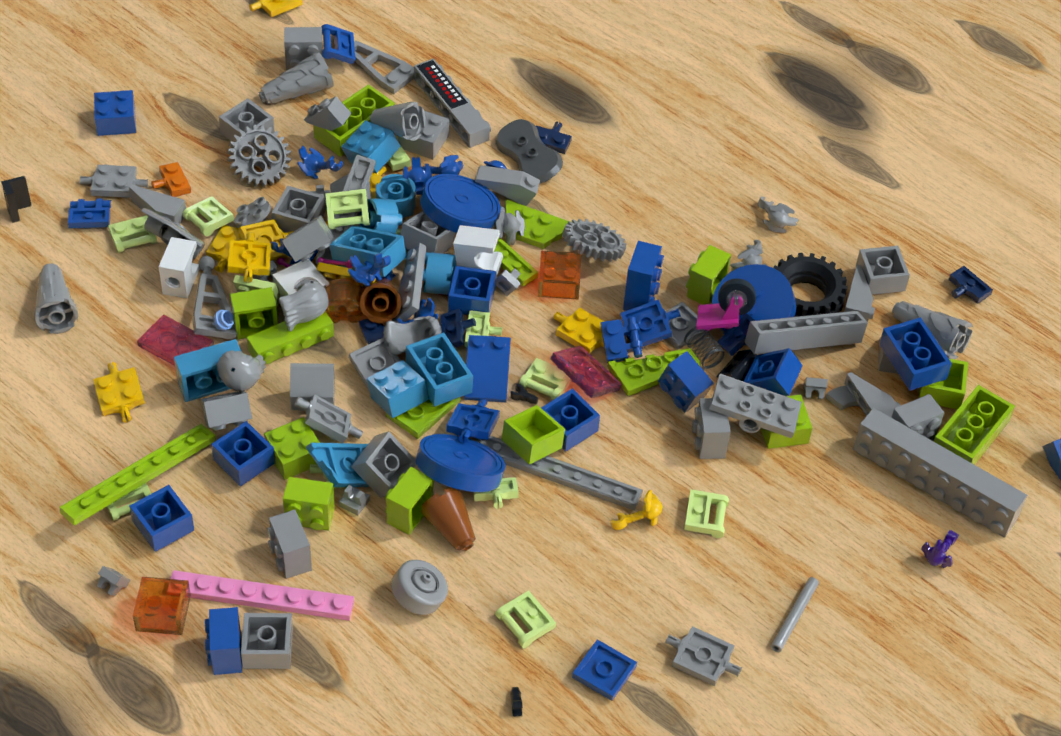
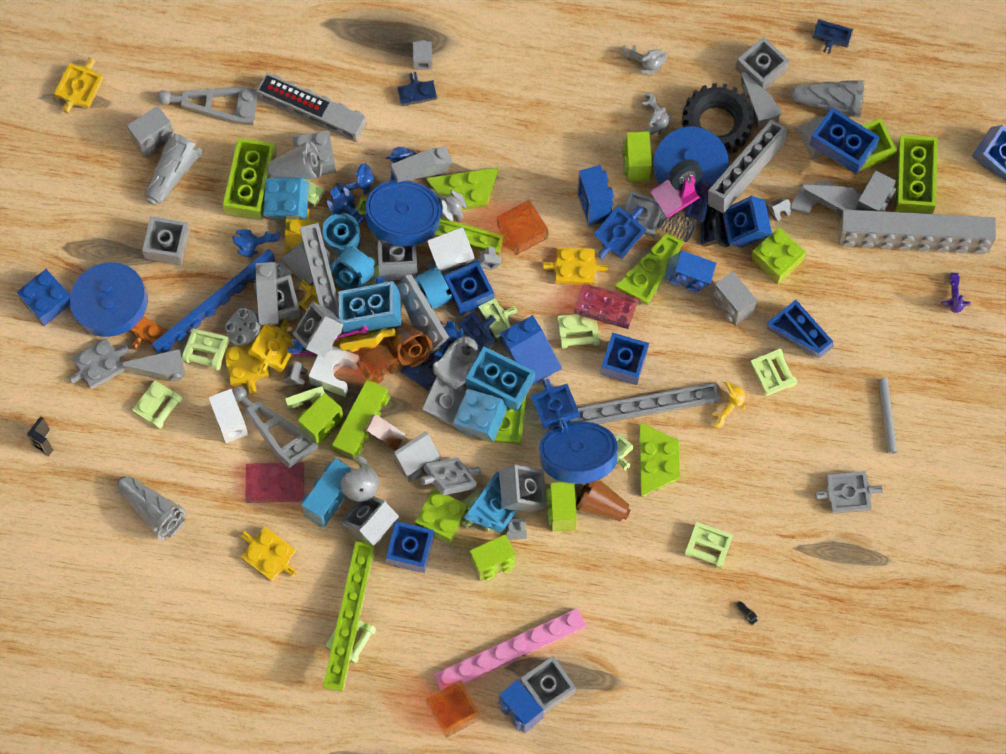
camera: 30 degrees left, 20 degrees up
(89, 213) = (110, 412): blue plate -> none
(113, 577) = (397, 709): light grey tile -> none
(162, 518) = (394, 640): blue brick -> none
(163, 140) = (108, 299): none -> blue brick
(166, 229) = (198, 387): light grey panel -> none
(223, 319) = (305, 443): light blue plate -> none
(245, 165) = (206, 250): light grey gear -> none
(245, 187) = (209, 306): none -> blue plate
(249, 257) = (283, 375): yellow plate -> none
(289, 544) = (505, 600): light grey brick -> none
(292, 192) = (267, 293): none -> light grey slope
(299, 349) = (384, 432): none -> tile
(305, 304) = (364, 391): light grey piece -> none
(328, 114) = (235, 194): light grey slope -> none
(343, 42) = (180, 105): blue plate -> none
(346, 203) = (323, 276): yellowish green plate -> none
(368, 272) = (391, 331): blue piece -> none
(419, 587) = (621, 571): light grey wheel -> none
(522, 143) = (422, 123): dark grey plate -> none
(523, 395) = (571, 355): black piece -> none
(533, 434) = (611, 391): lime piece -> none
(535, 521) = (657, 459): none -> lime wing
(577, 115) = (422, 55): none -> light grey brick
(594, 240) = (527, 177): light grey gear -> none
(604, 670) = (790, 549): blue plate -> none
(614, 339) = (608, 264): blue plate -> none
(755, 406) = (759, 264): light grey plate -> none
(759, 489) = (801, 330): none -> blue wedge

